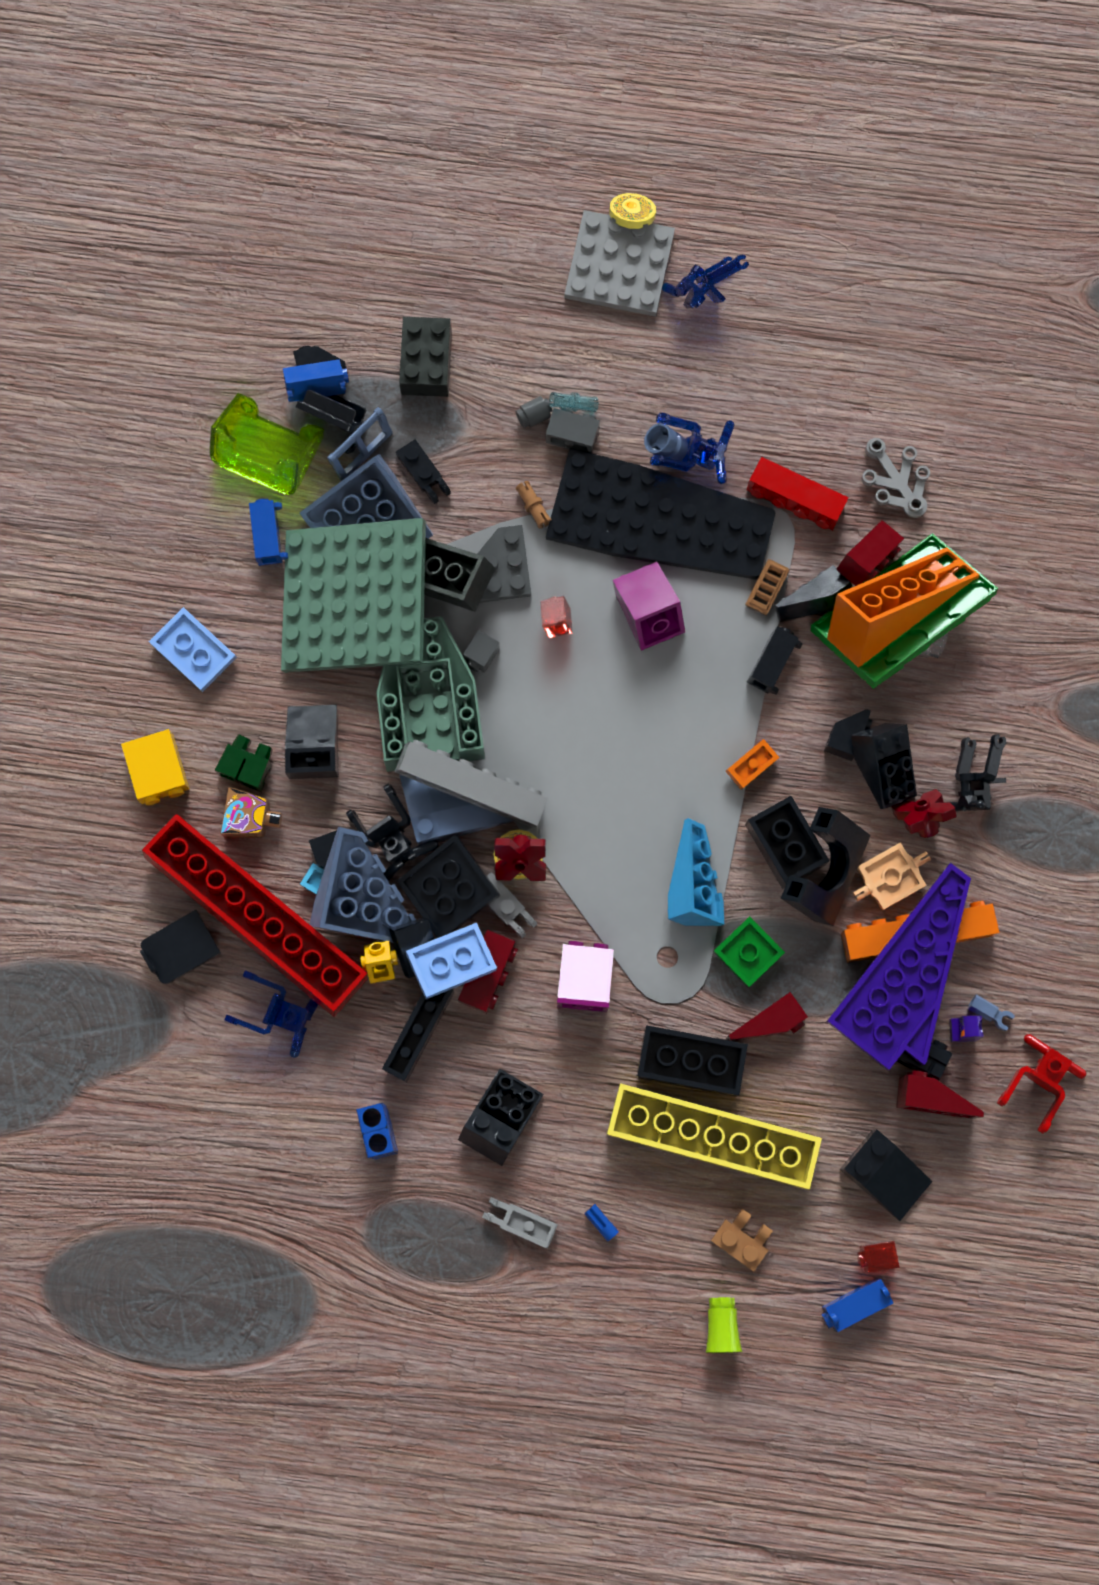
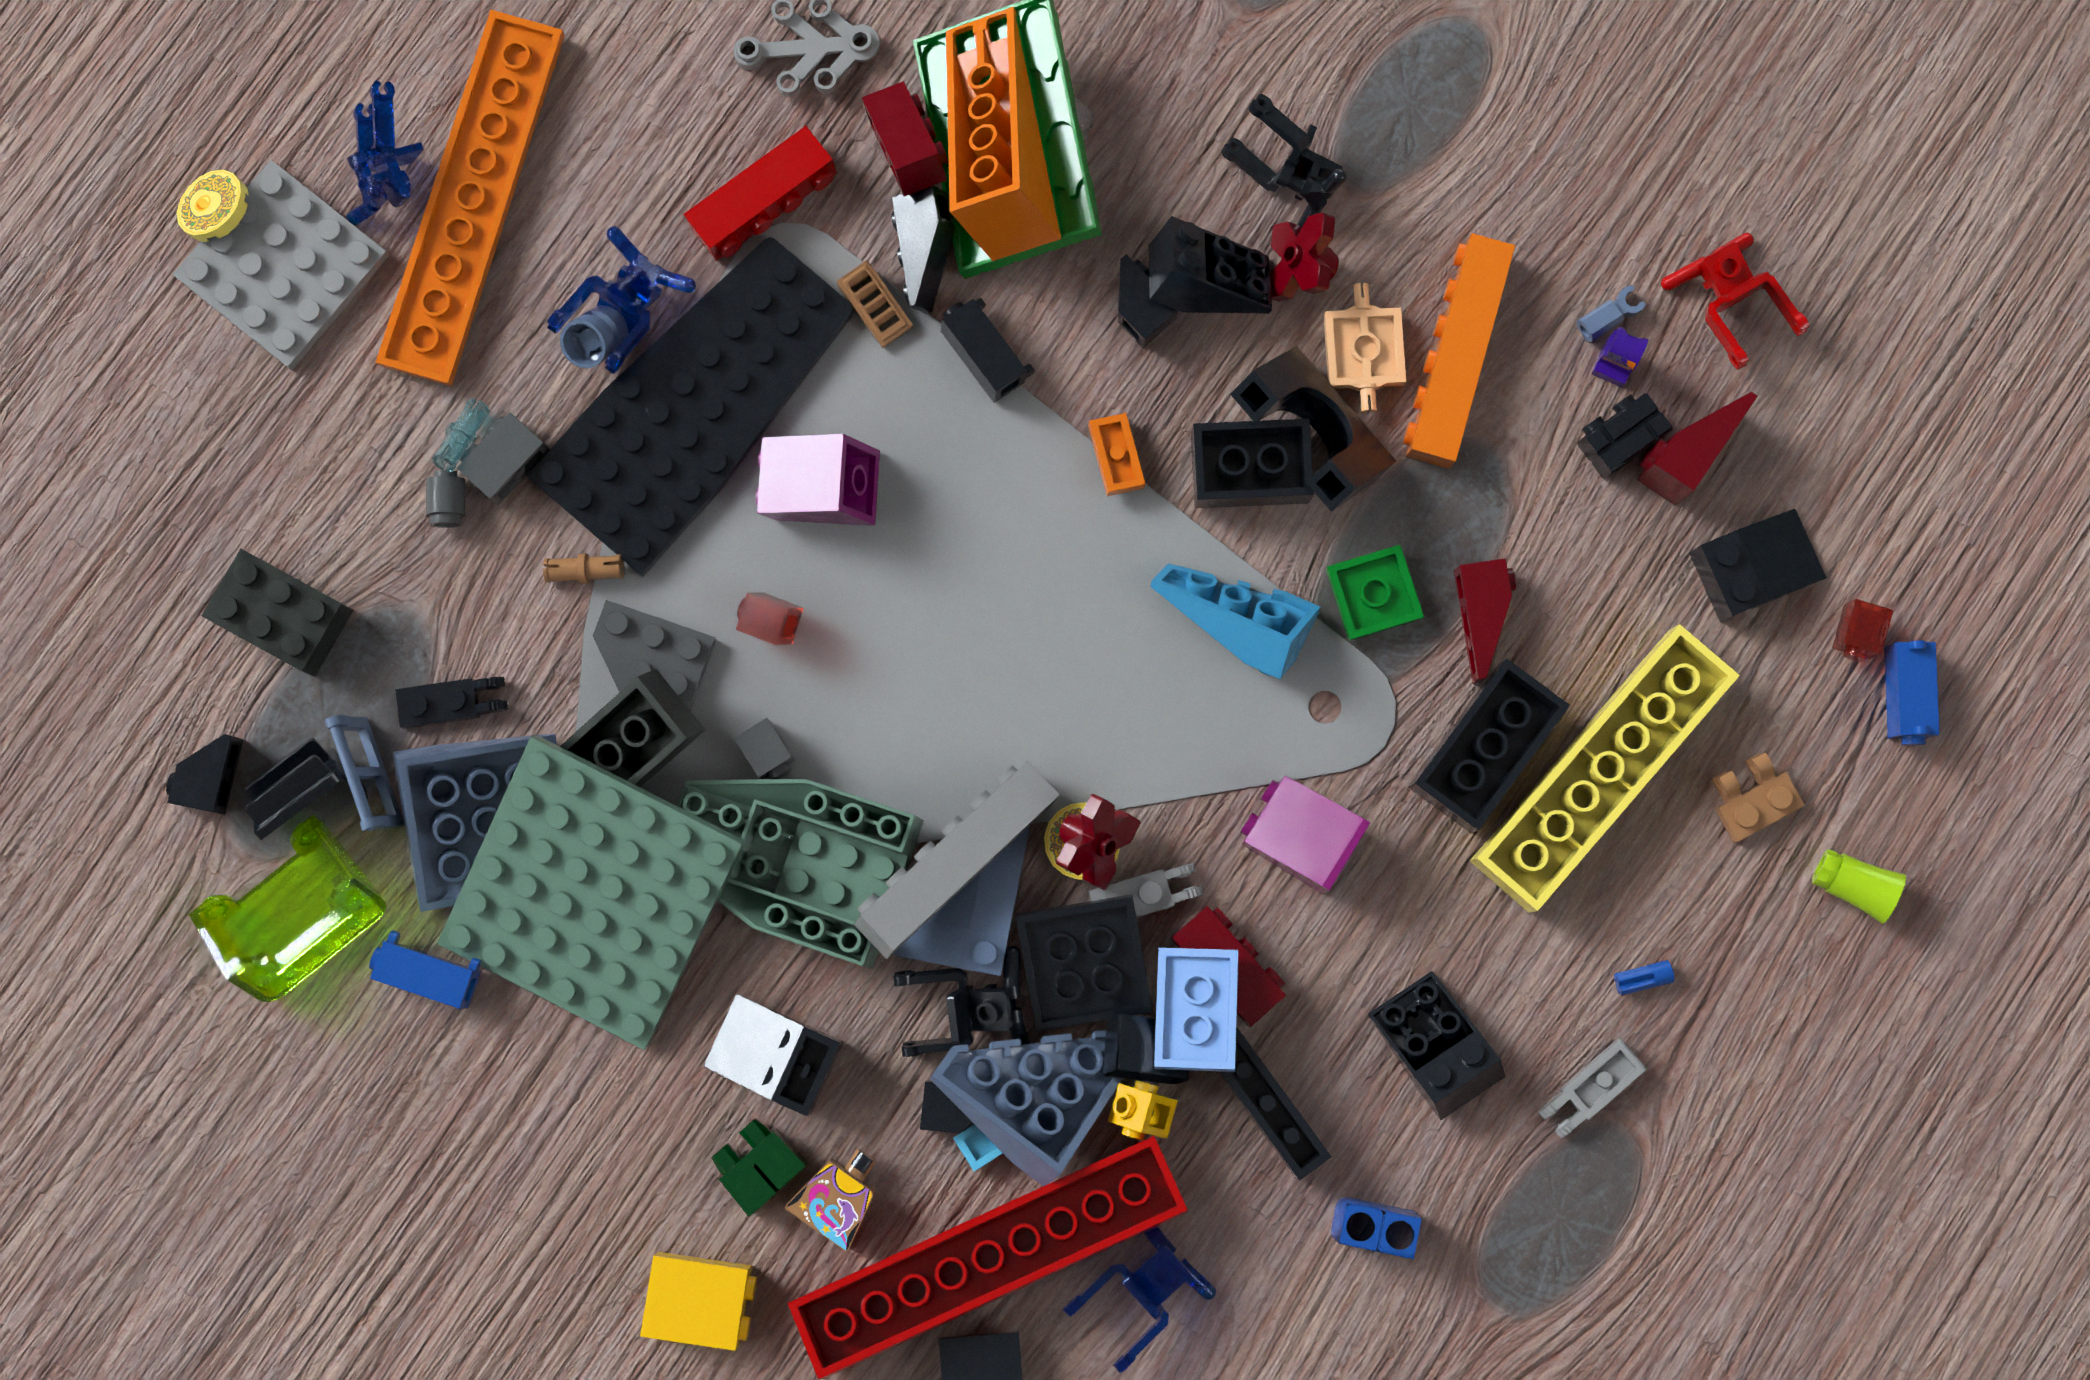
camera: 65 degrees left, 5 degrees up
(192, 649) = (547, 1164): light blue plate -> none
(322, 377) = (233, 780): blue brick -> none
(710, 341) = (470, 198): none -> orange plate
(902, 989) = (1531, 412): dark purple wing -> none

